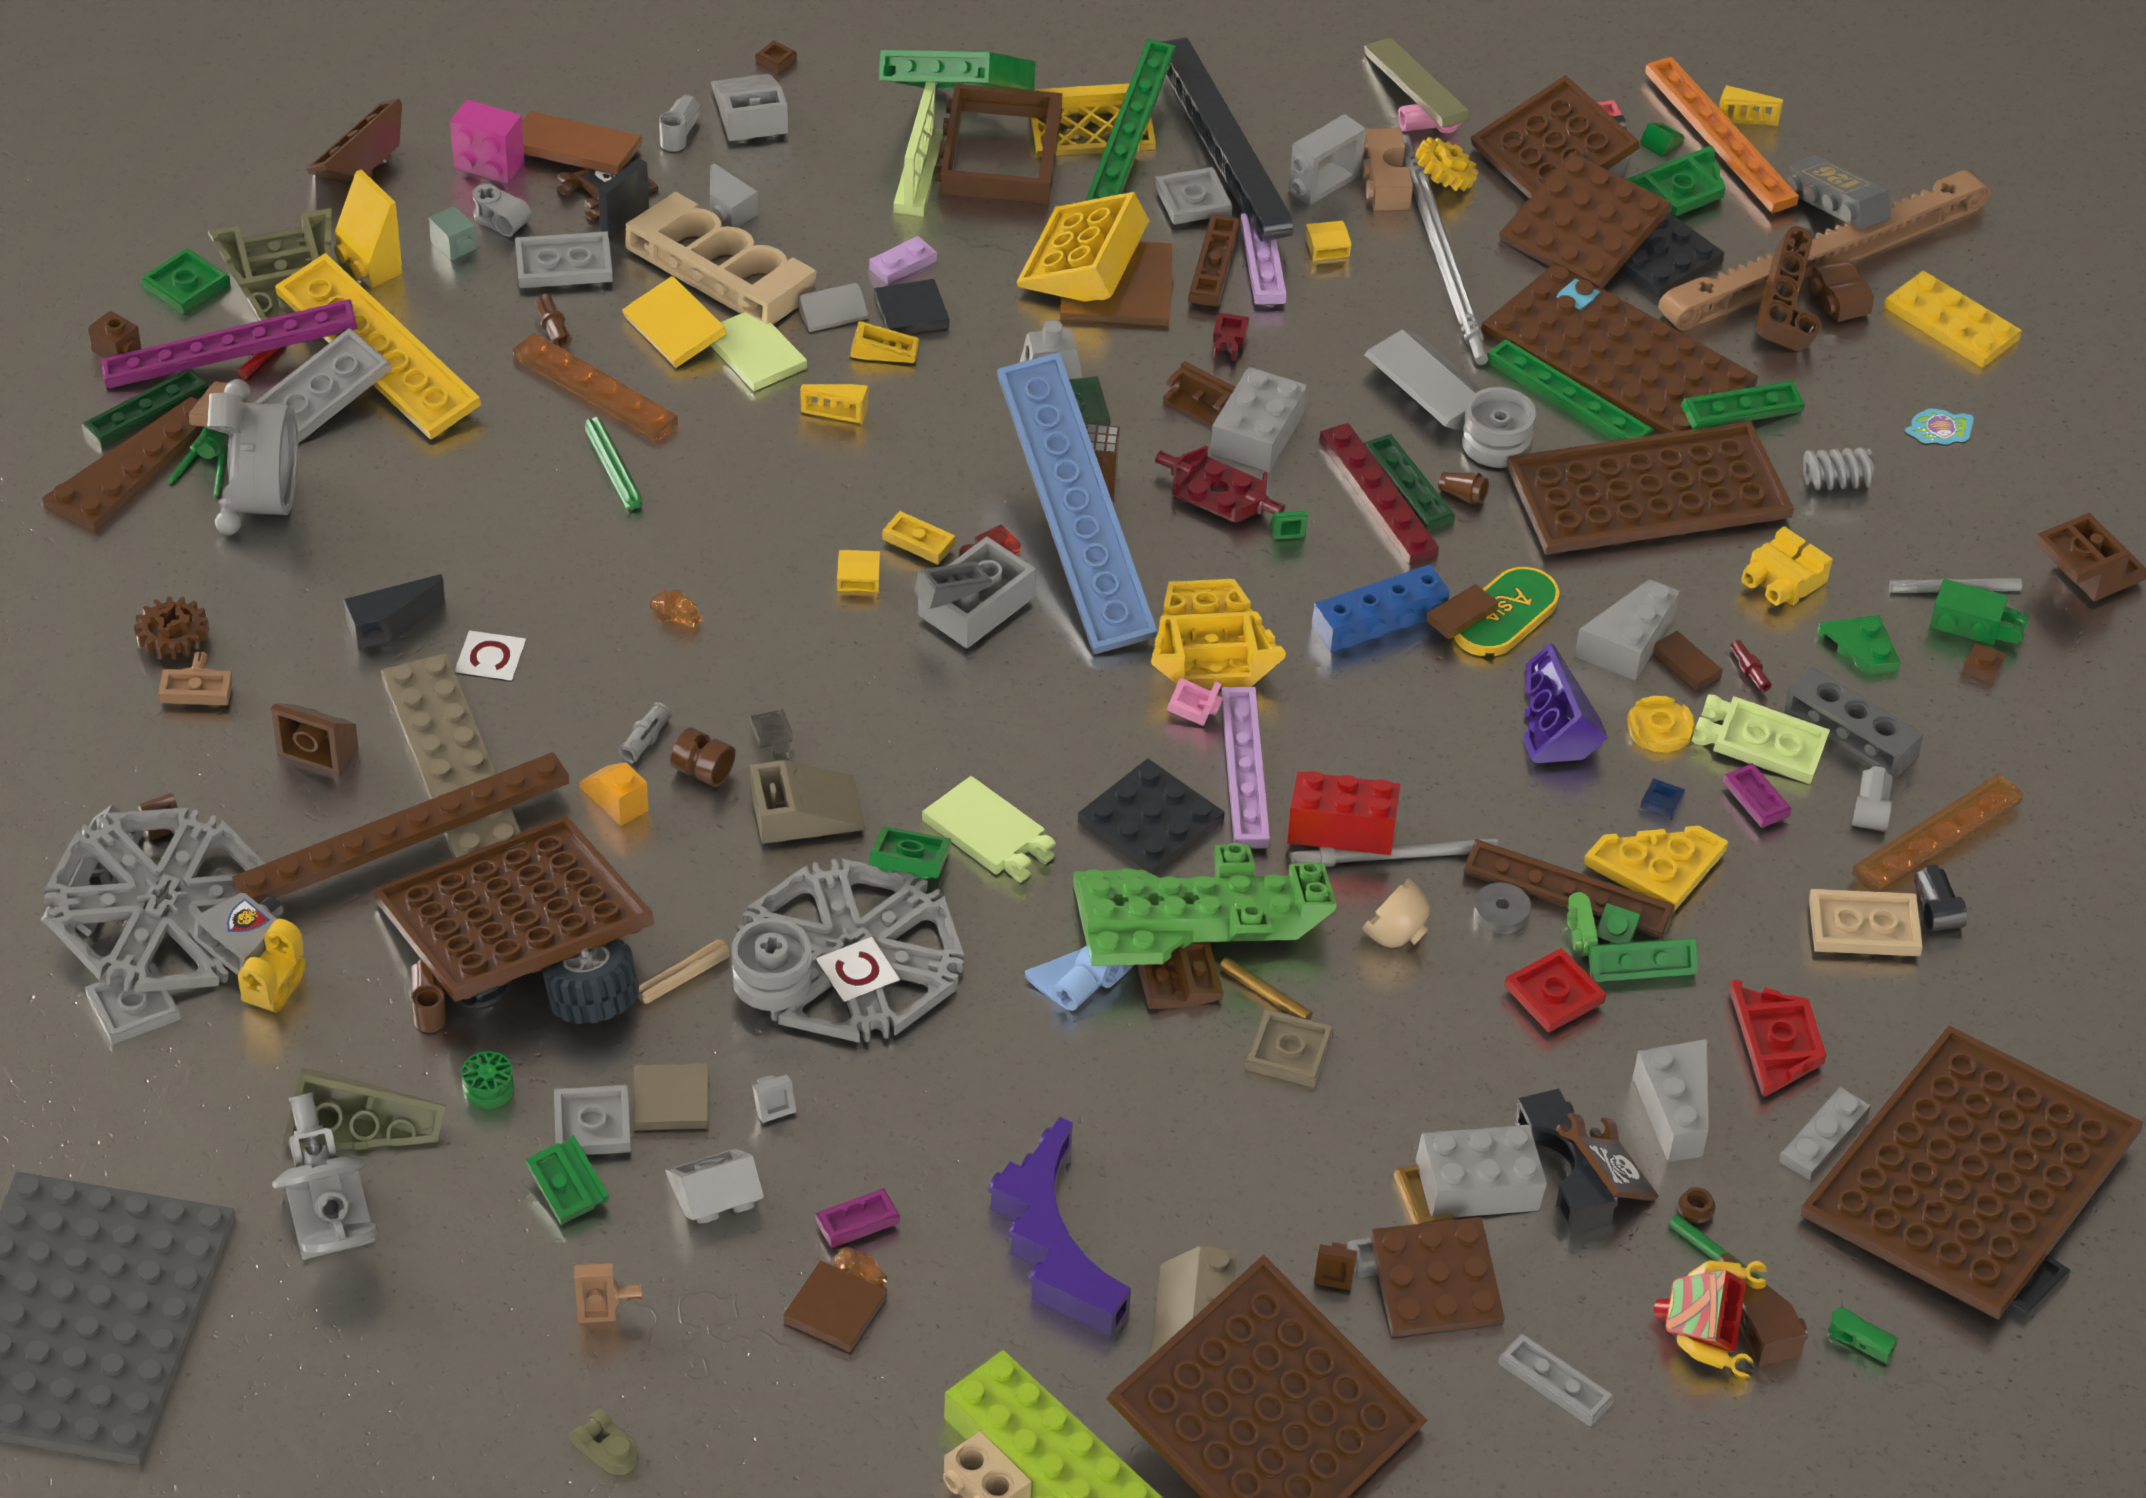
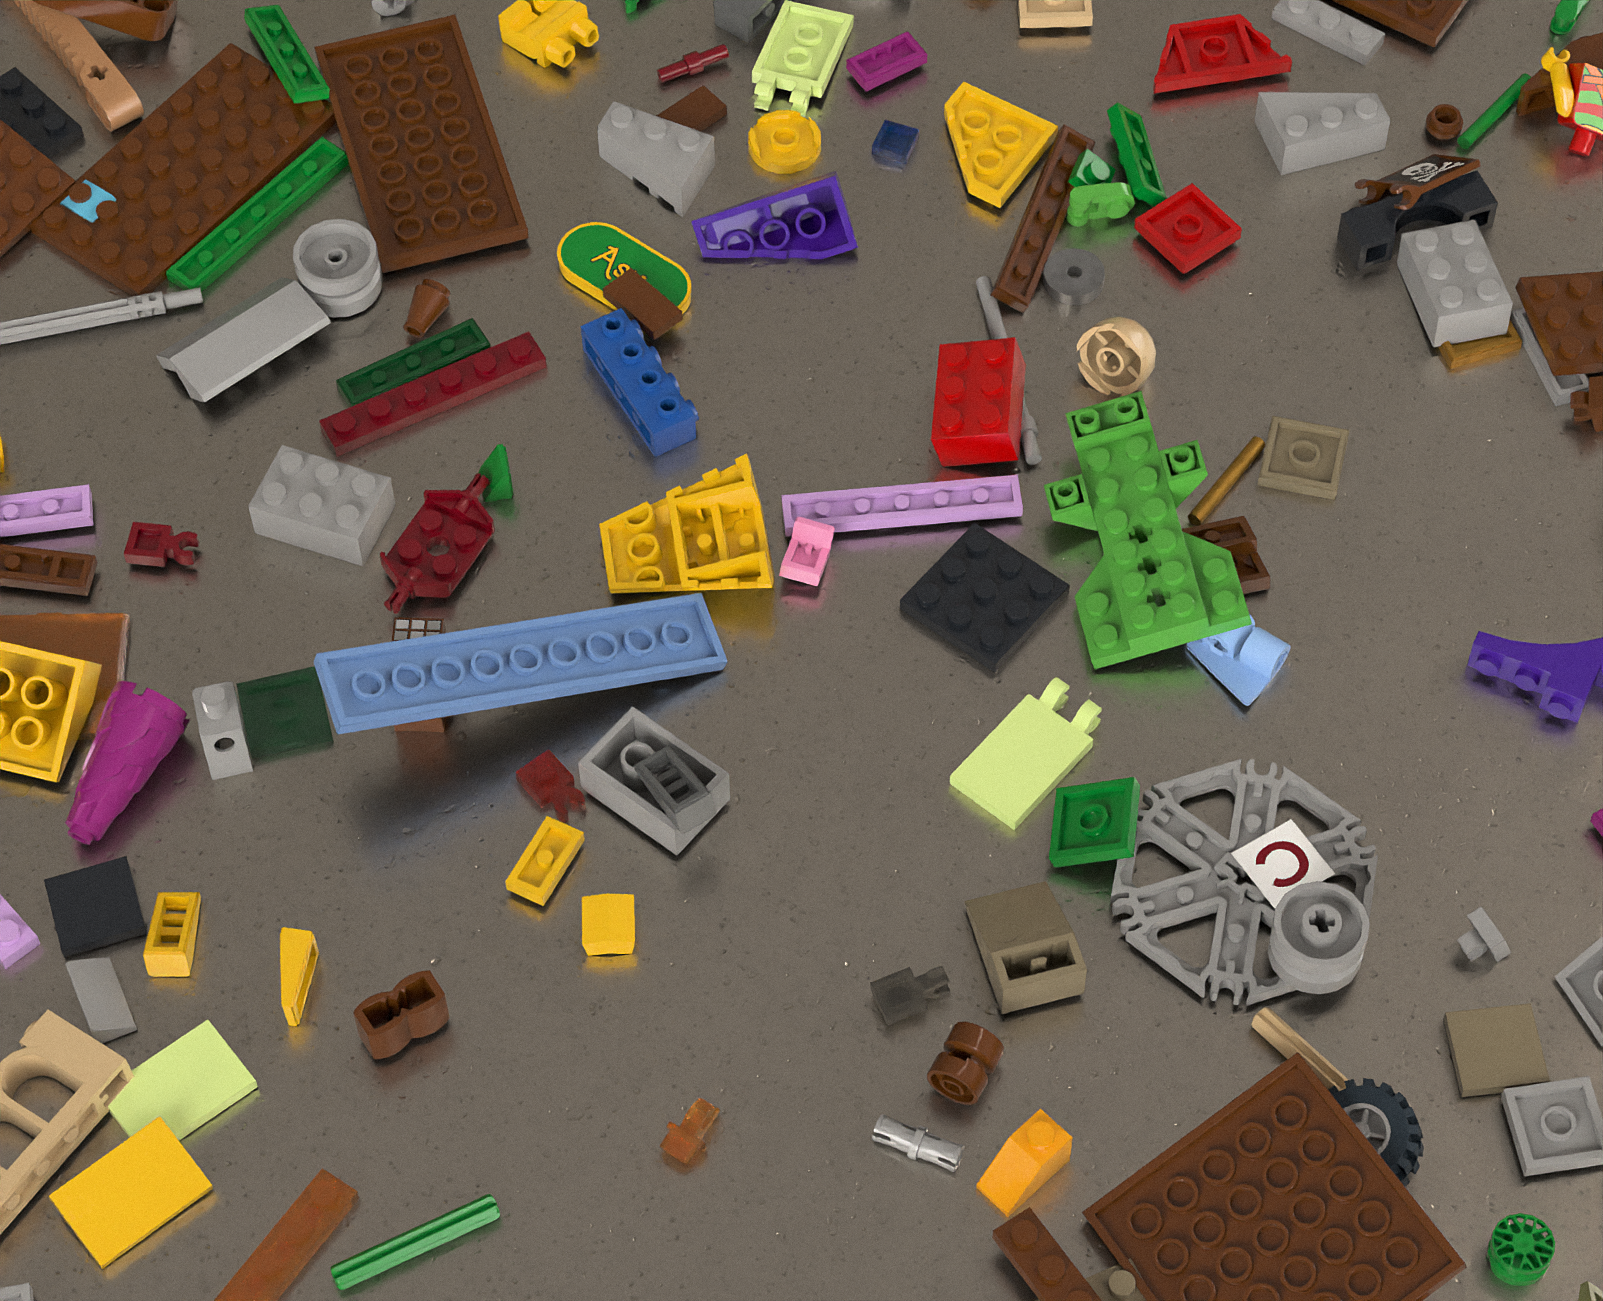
camera: 90 degrees left, 10 degrees up
(789, 448) = (407, 1012): none -> reddish brown brick
(1026, 306) = (124, 754): none -> magenta cone
(1197, 393) = (274, 571): reddish brown hinge -> none

